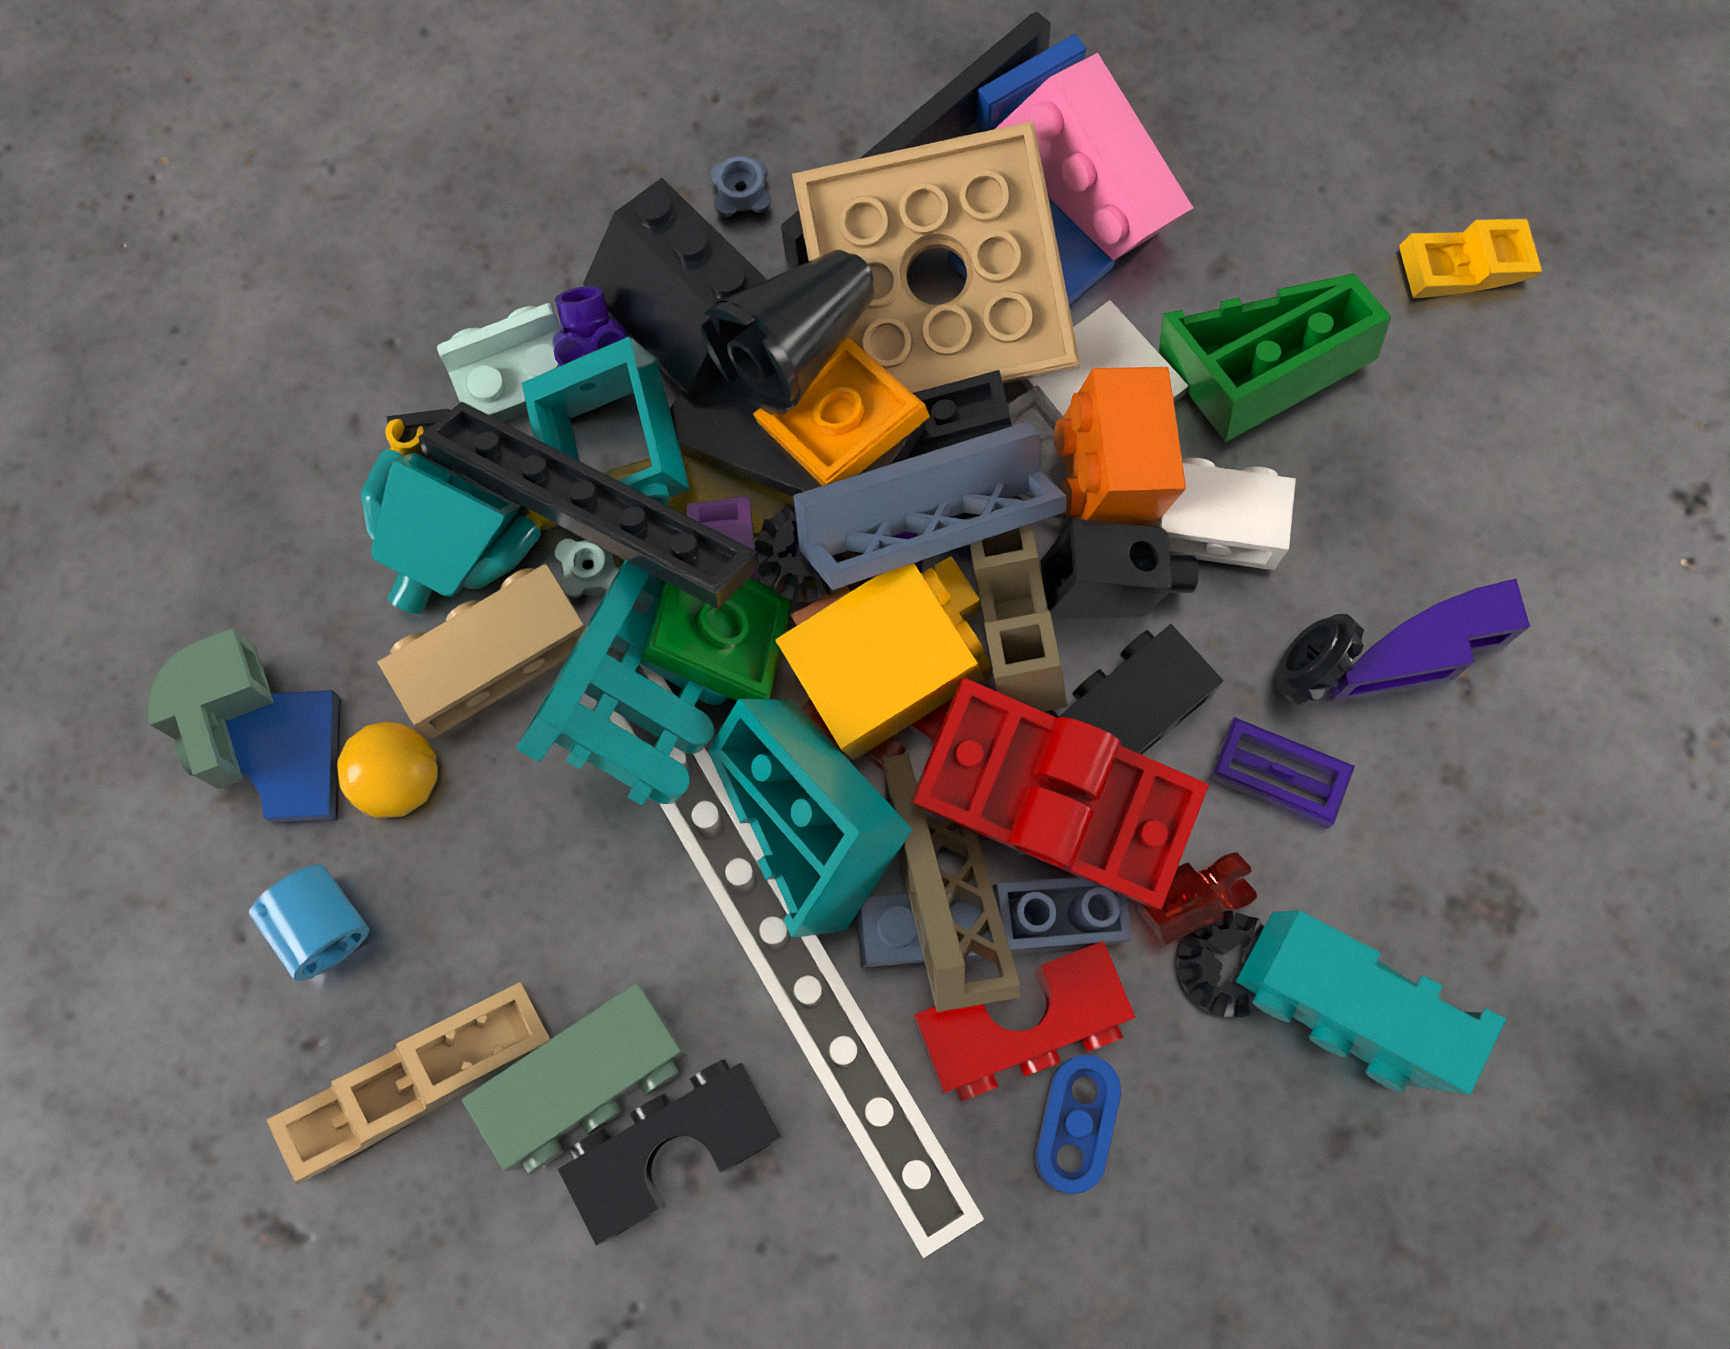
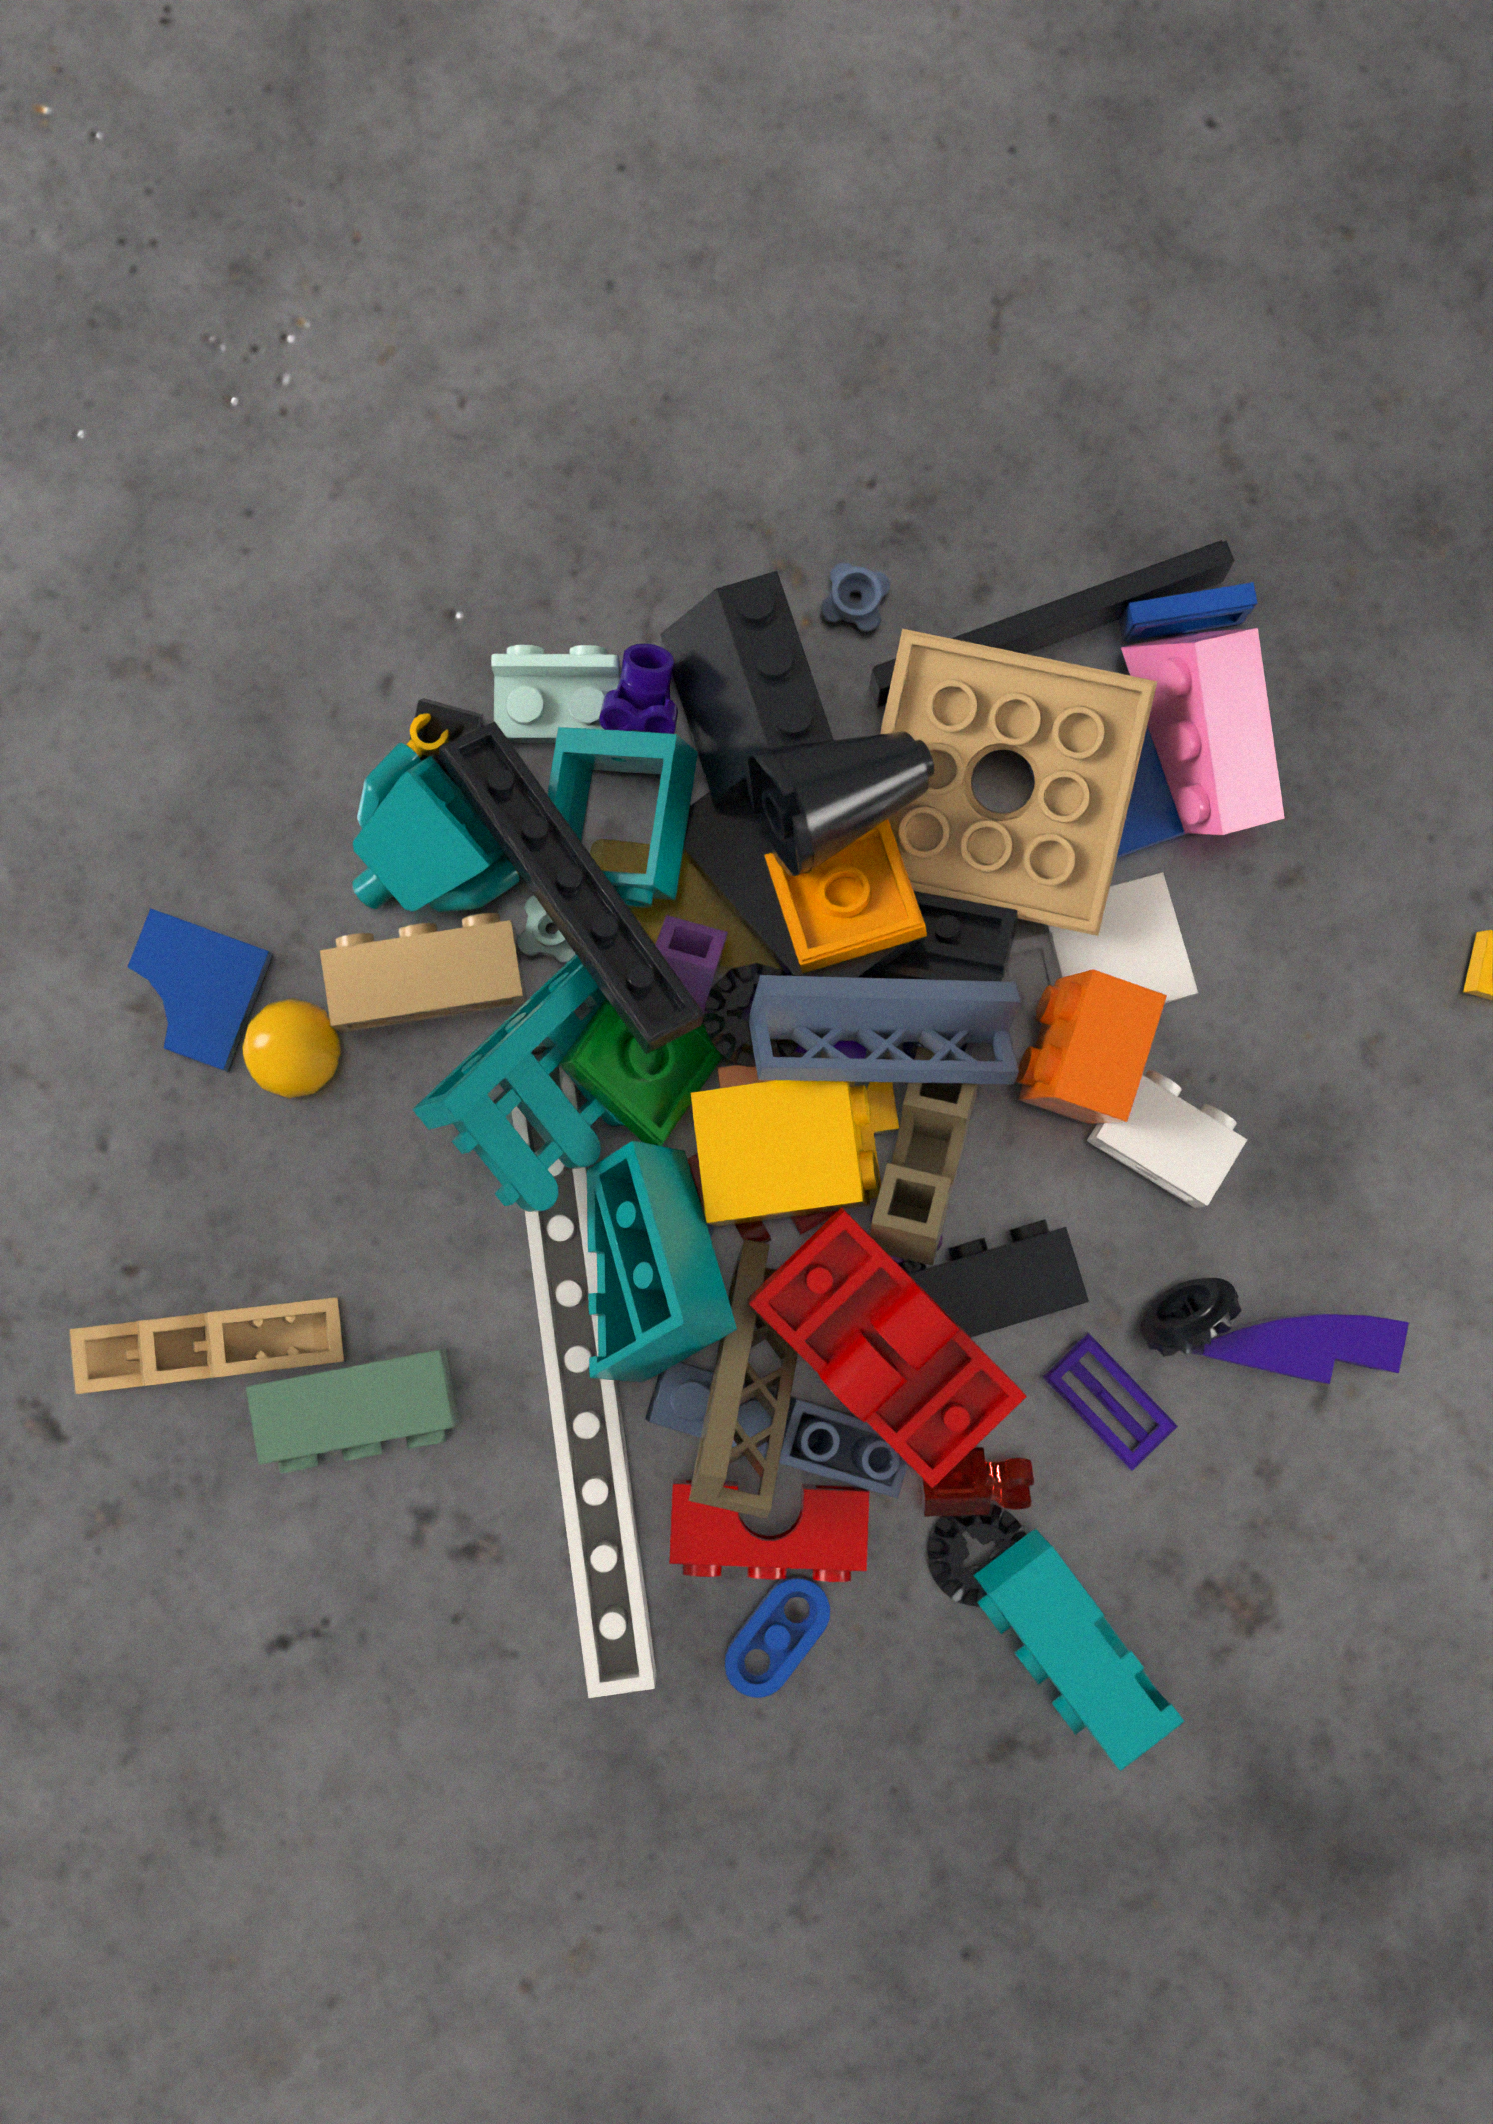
camera: 15 degrees right, 10 degrees up
(202, 691) = (150, 908): sand green brick -> none
(308, 922) = (170, 1166): dark azure piece -> none
(614, 1175) = (353, 1507): black arch -> none
(1112, 570) = (1019, 1146): black torso -> none
(1273, 351) = (1291, 997): green wedge -> none

